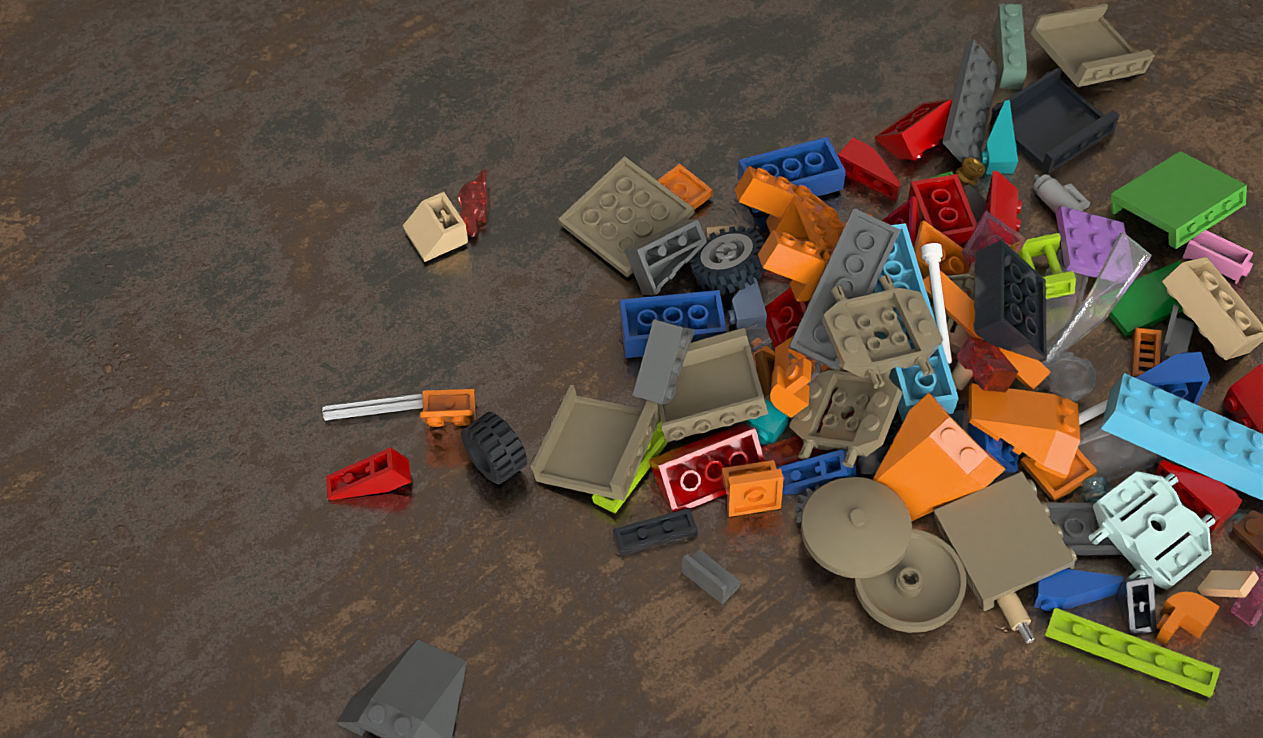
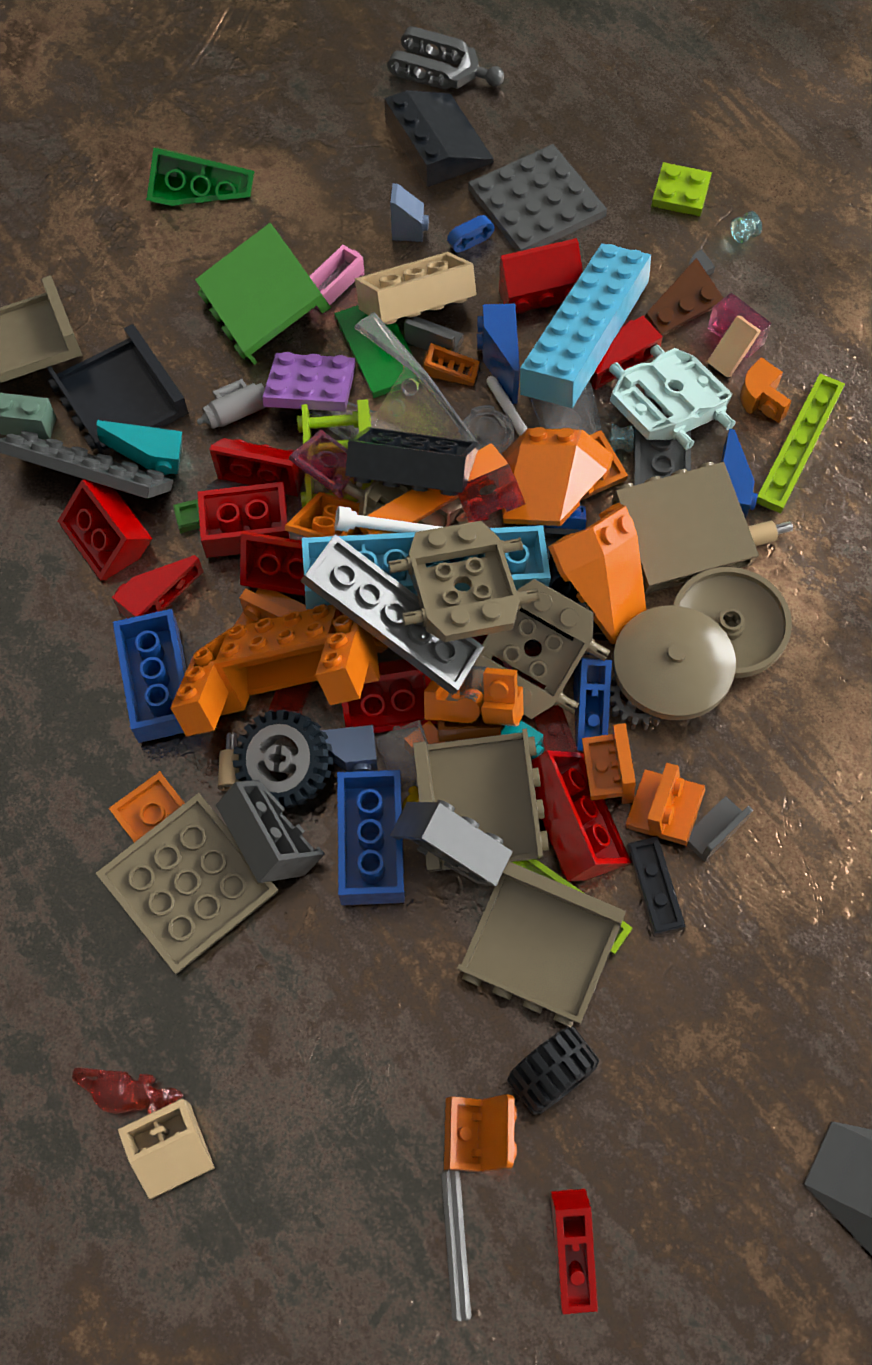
camera: 85 degrees left, 10 degrees up
(724, 533) = (666, 805): none -> orange bracket
(970, 171) = (182, 484): pearl gold wheel -> none
(1137, 605) = (753, 426): black slope -> none

